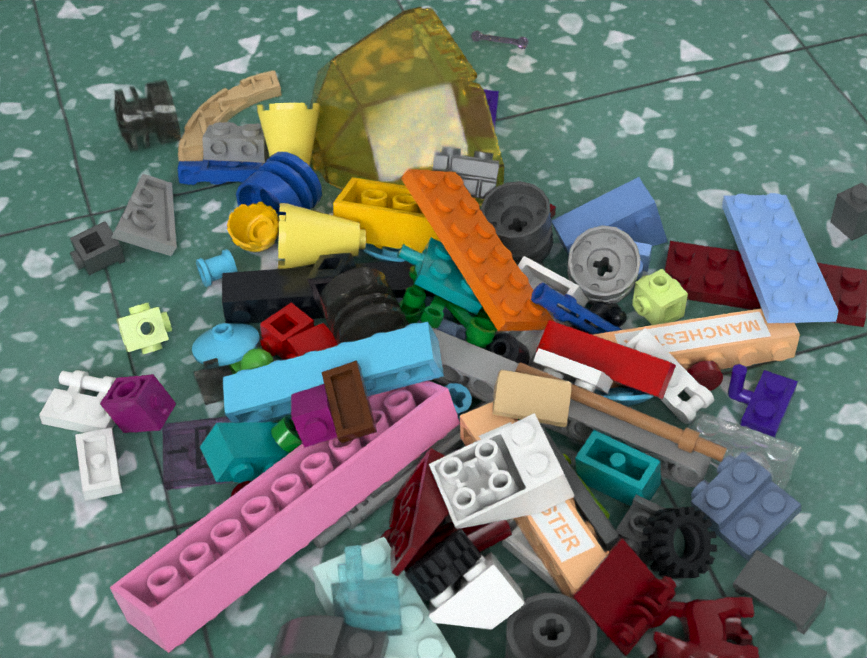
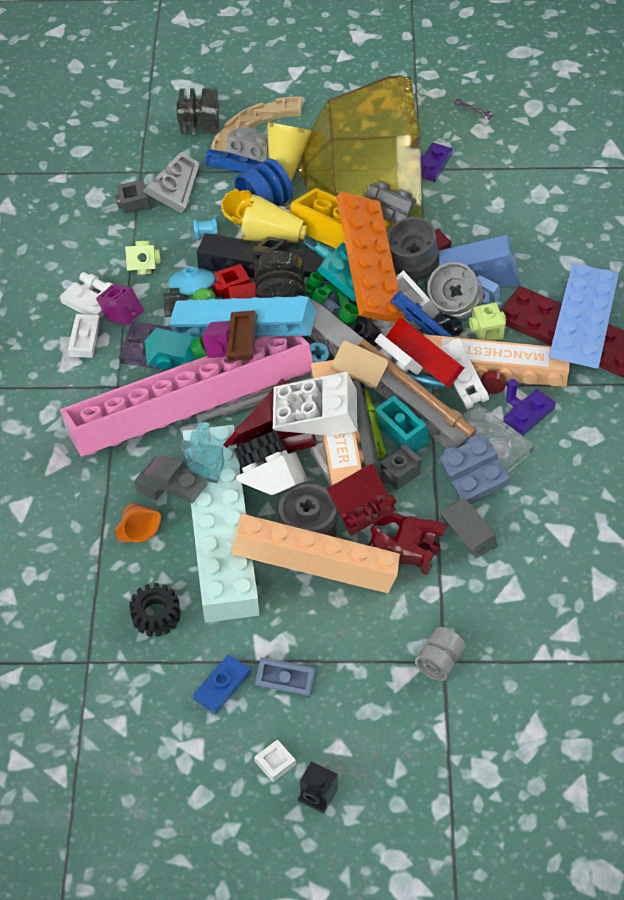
camera: 20 degrees right, 5 degrees up
(696, 539) = (431, 484): black tyre -> none

